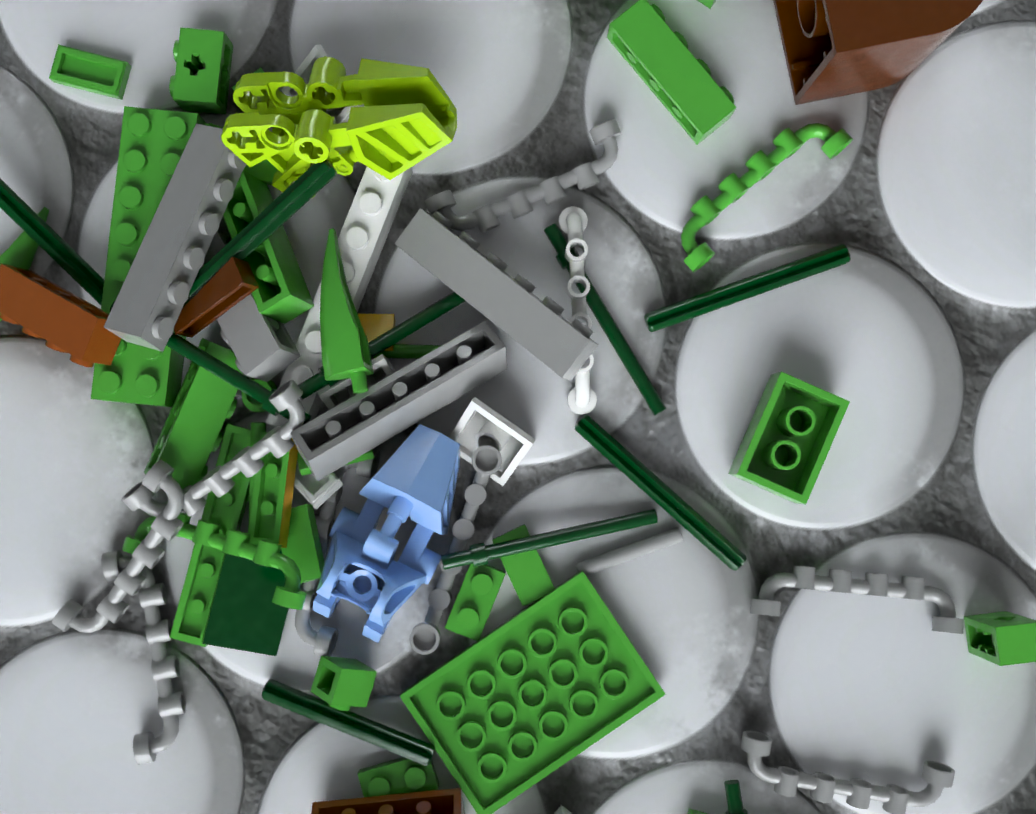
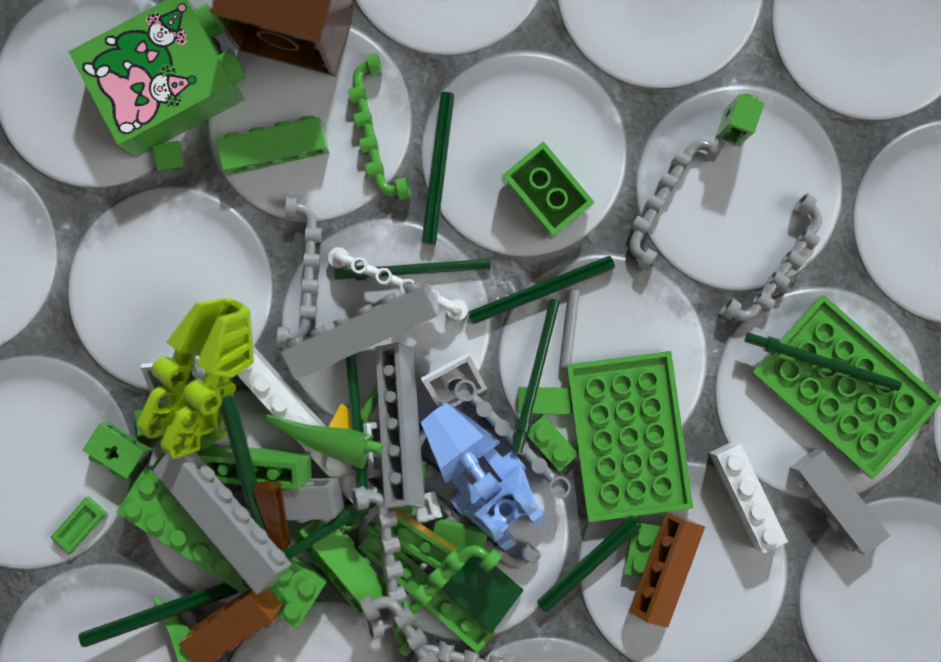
camera: 60 degrees left, 0 degrees up
(343, 682) = (562, 553): bright green brick -> none

